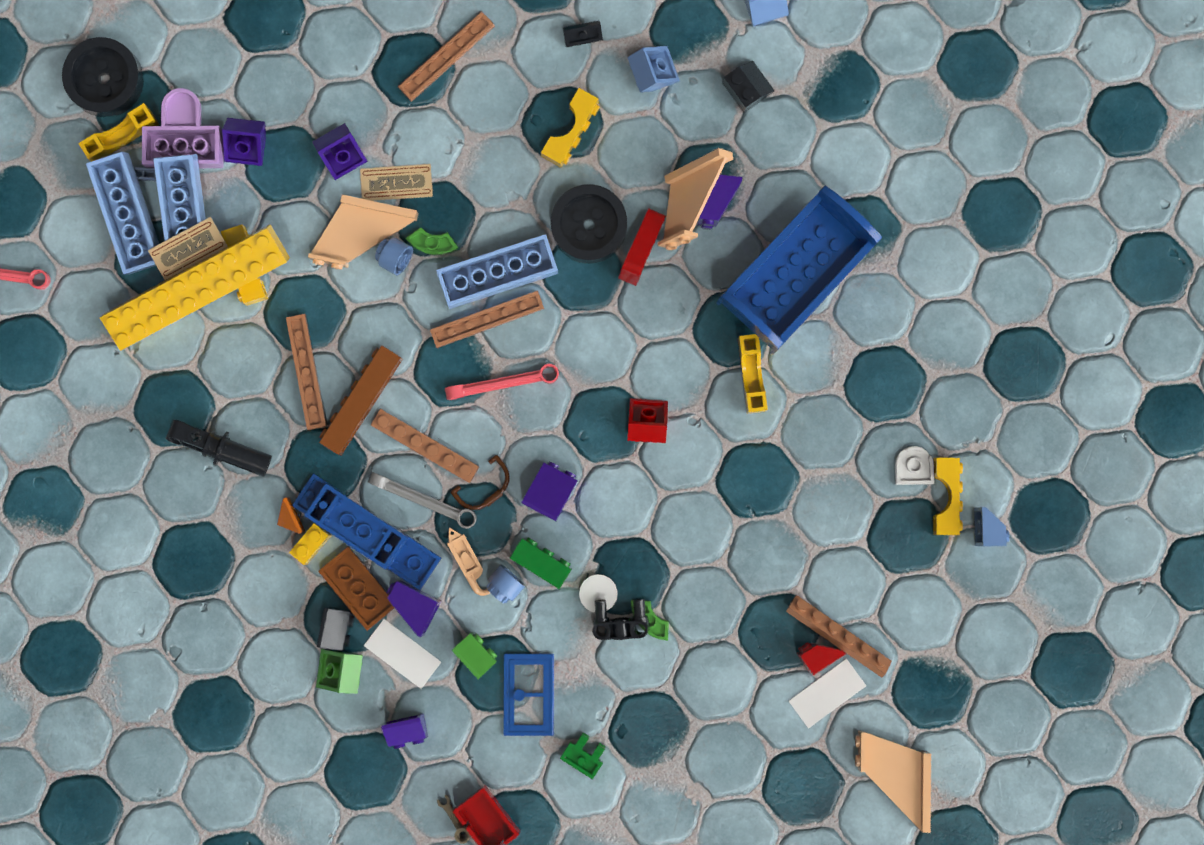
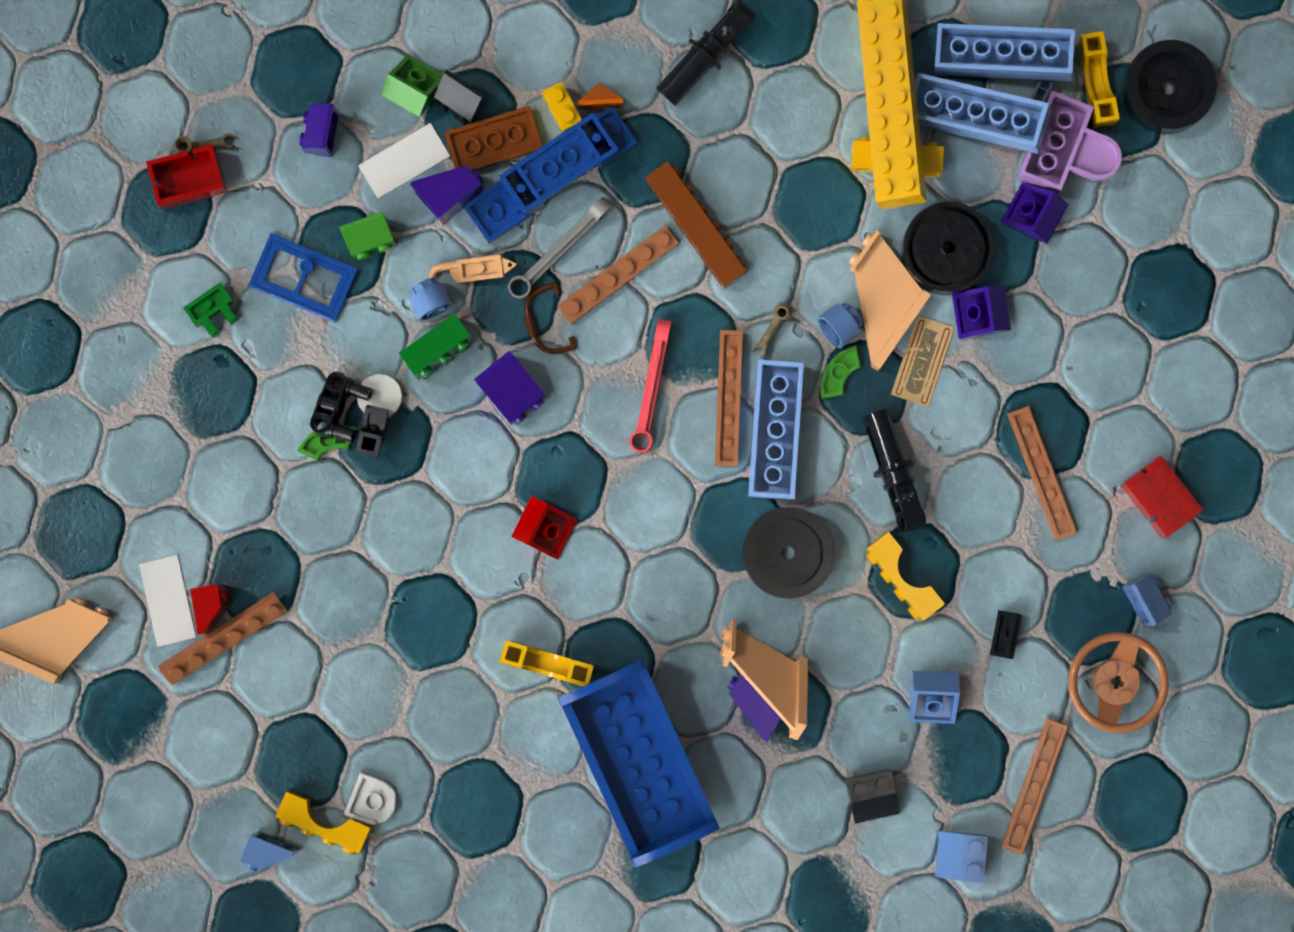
camera: 115 degrees right, 0 degrees up
(187, 248) = (937, 103): sticker -> none
(306, 372) = (751, 179): nougat plate -> none
(312, 212) = (933, 267): none -> black brick
(416, 307) = (777, 320): none -> dark tan brick
(492, 167) = (894, 471): none -> black piece
(627, 586) = (373, 431): none -> black brick
(642, 247) = (739, 601): red beam -> none

